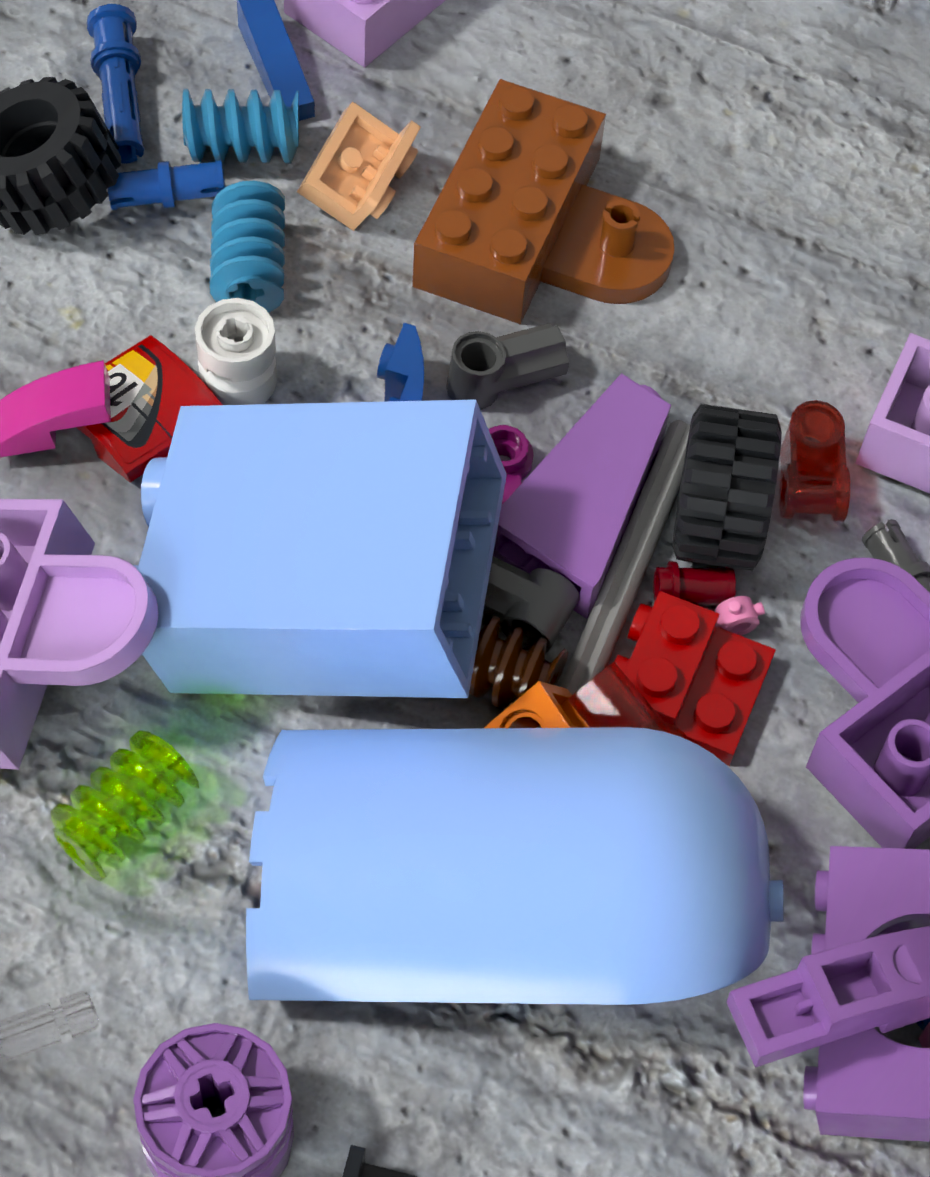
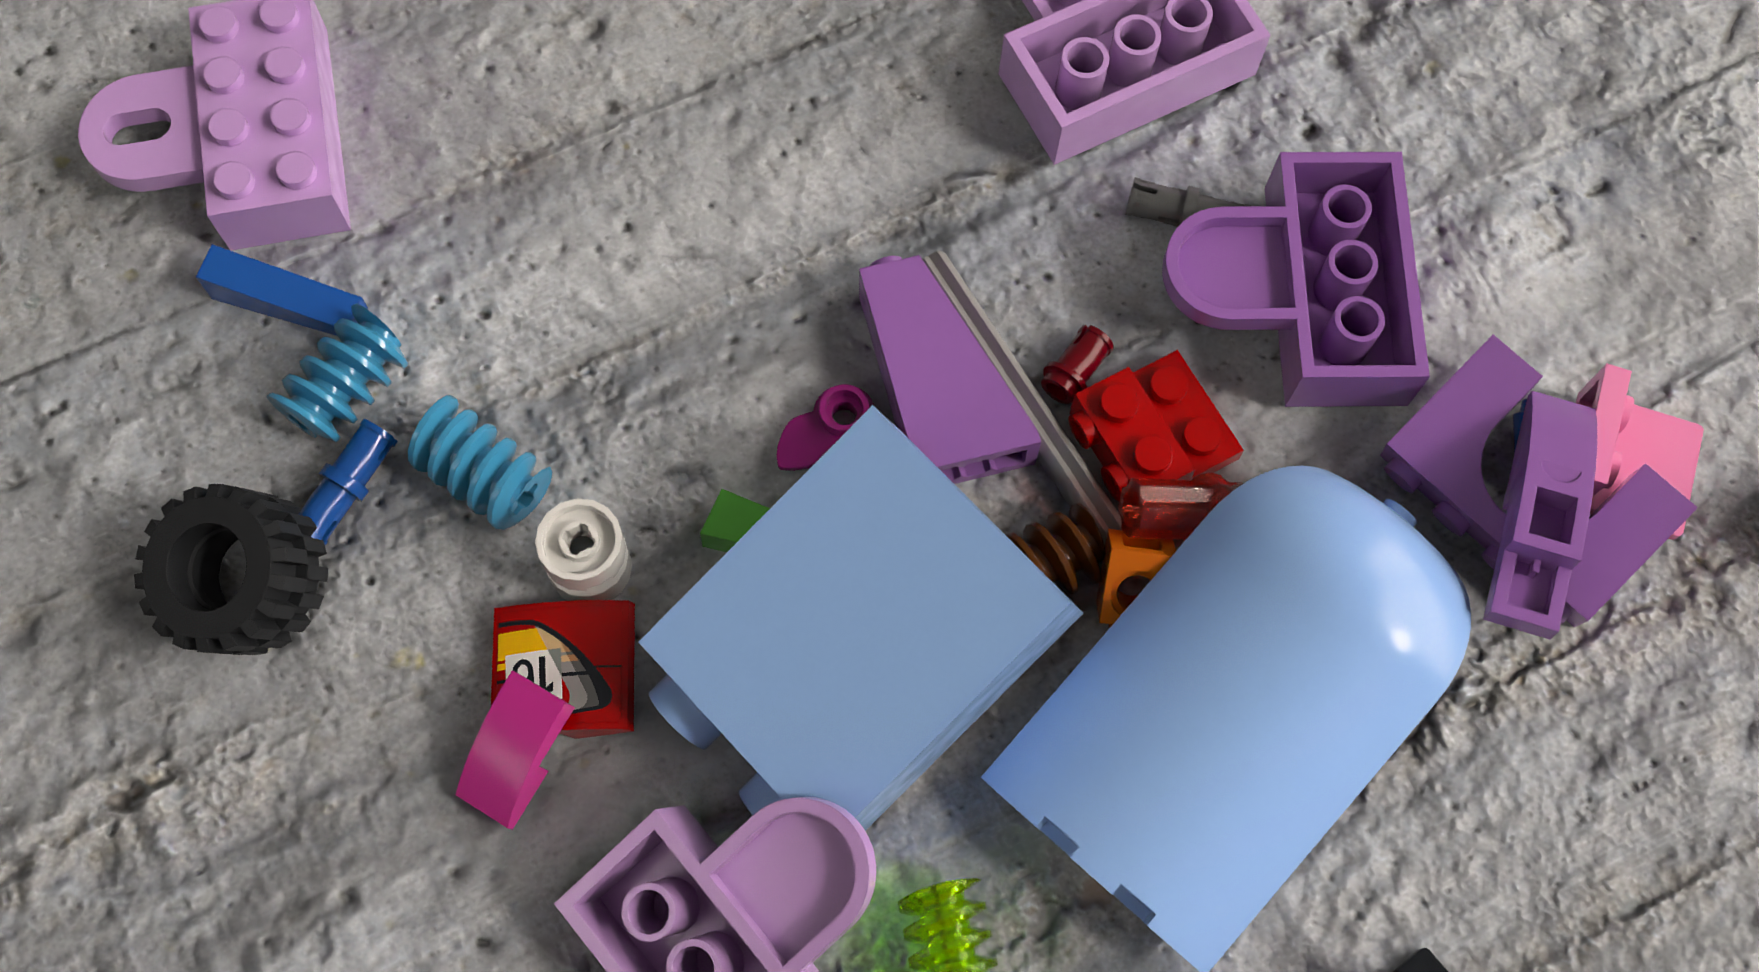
camera: 50 degrees left, 10 degrees up
(116, 64) = (170, 431): blue pin -> none
(357, 167) = (467, 311): light nougat bracket -> none
(403, 367) = (720, 435): blue slope -> none
(490, 364) = (762, 345): dark grey piece -> none
(526, 217) = (632, 220): dark orange brick -> none
(531, 601) = (1009, 494): dark grey piece -> none
(727, 487) = (1035, 273): black tyre -> none
(739, 614) = (1125, 351): bright pink piece -> none
(811, 472) = (1045, 200): clear red piece -> none

